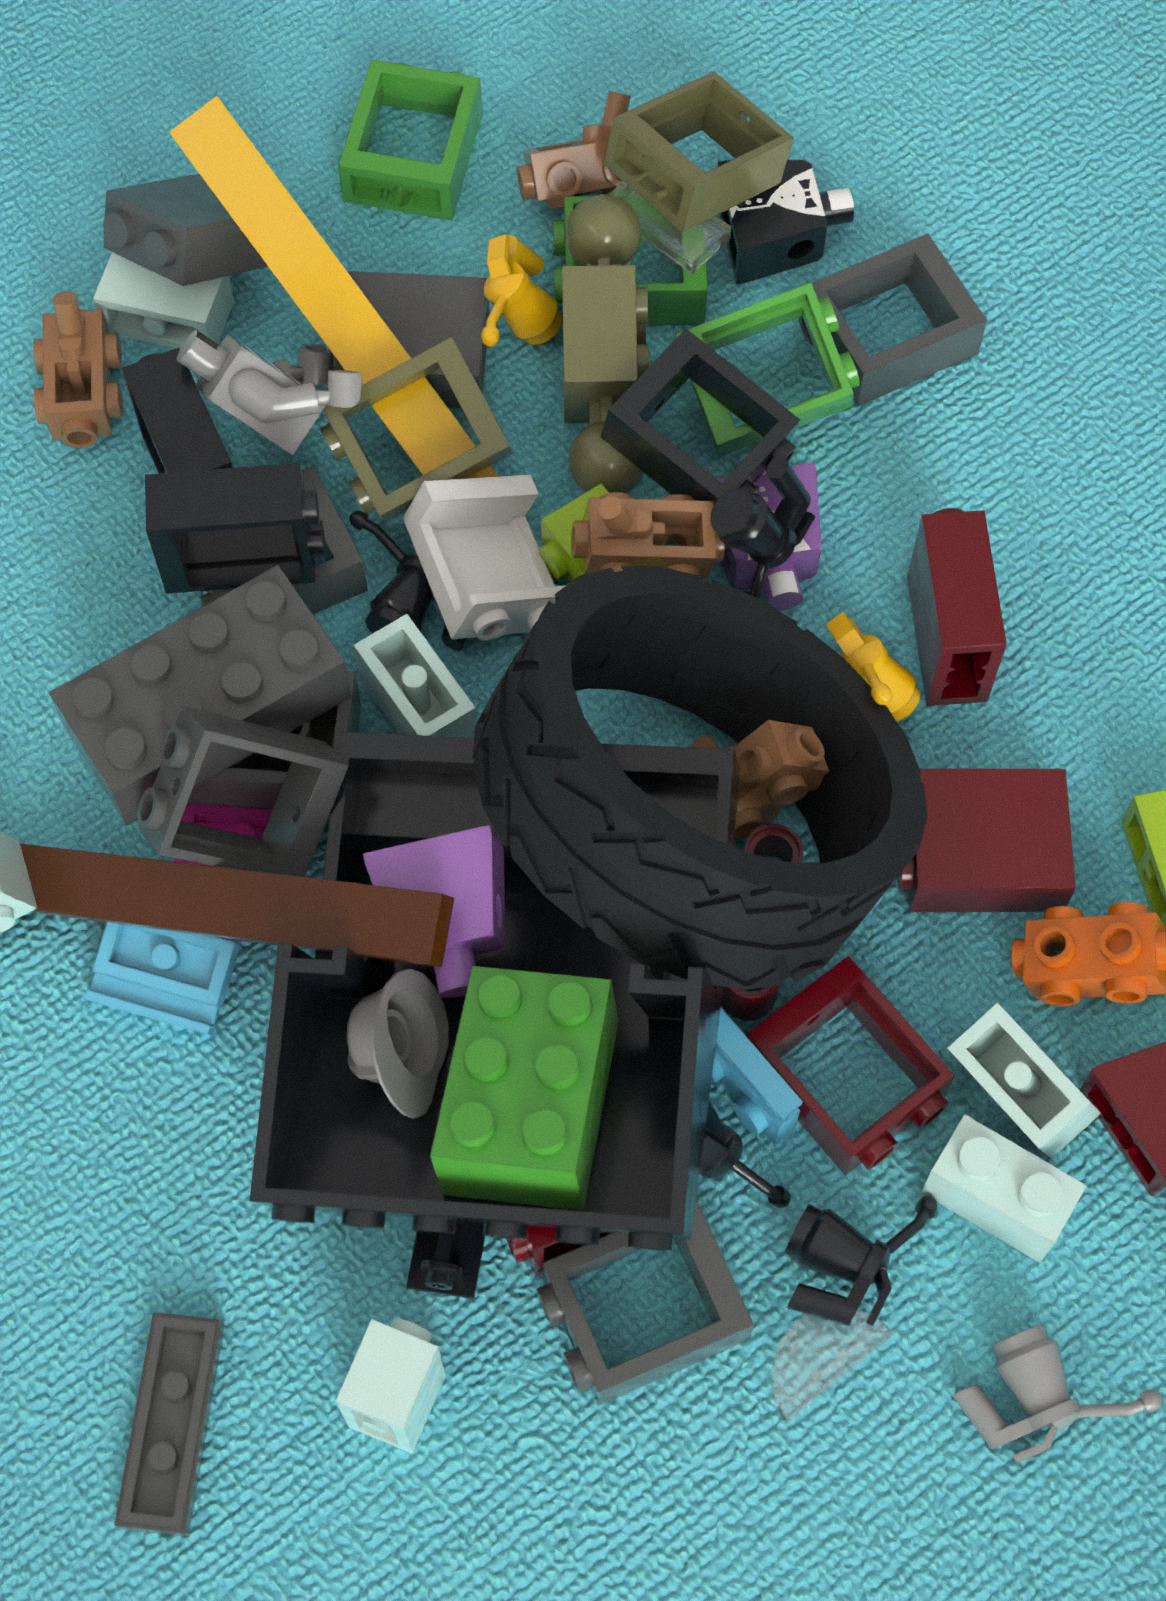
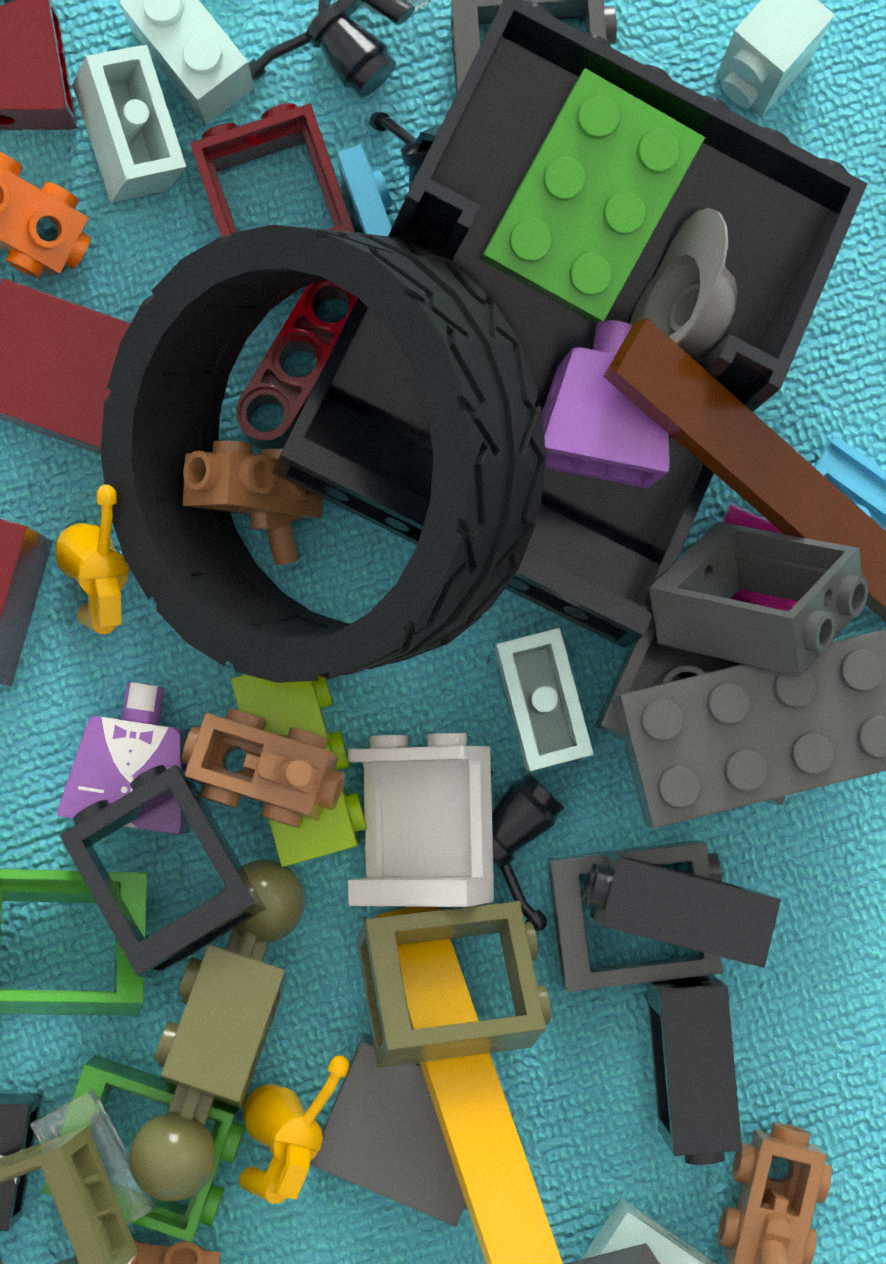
camera: 165 degrees left, 20 degrees up
(269, 393) = (594, 1080): light grey torso -> none
(751, 526) = (155, 731): black piece -> none

